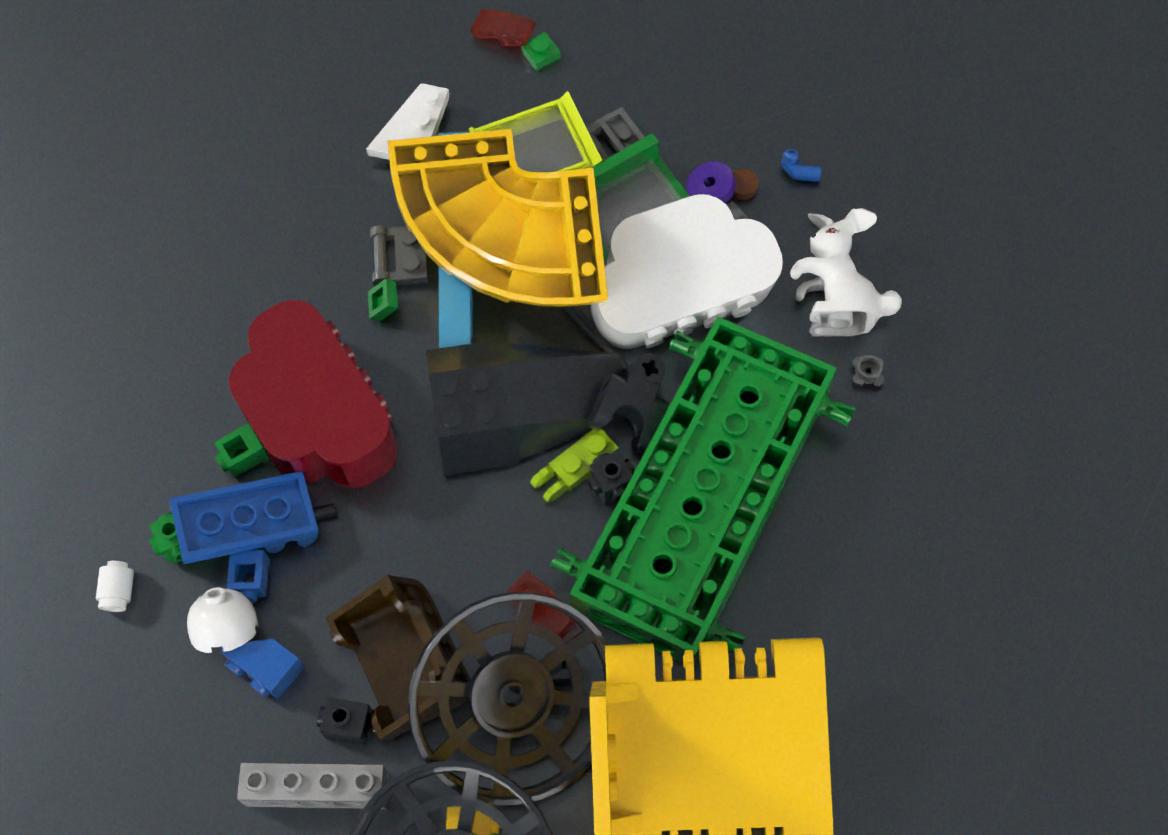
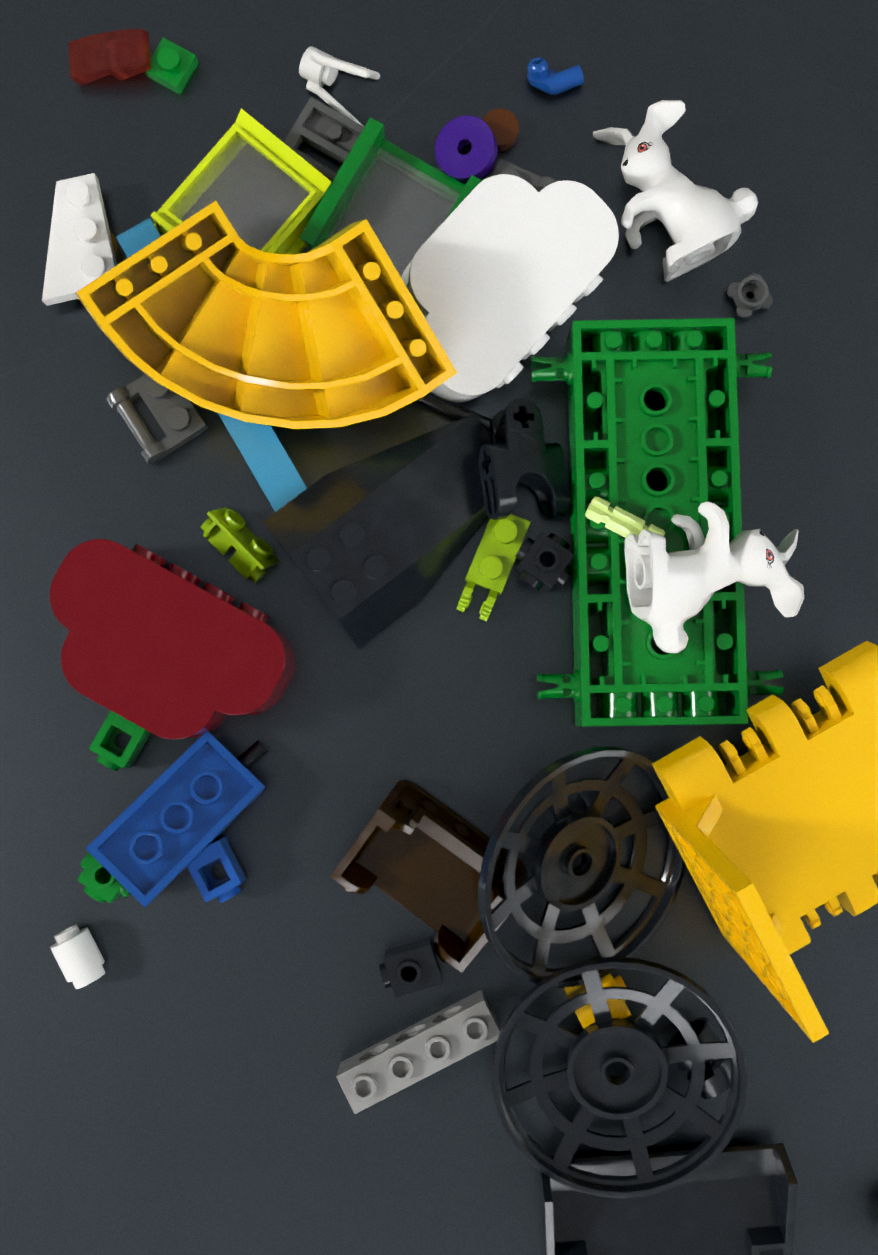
camera: 30 degrees left, 20 degrees up
(221, 619) = (222, 939): white cylinder -> none
(268, 665) = (292, 954): blue slope -> none
(382, 300) = (172, 479): green plate -> none
(400, 351) = (228, 530): none -> lime hinge
(542, 614) = (540, 736): clear red slope -> none
(640, 95) = (323, 69): none -> white plant
(678, 465) = (618, 519): none -> yellowish green axle
(694, 519) = (678, 584): none -> white animal

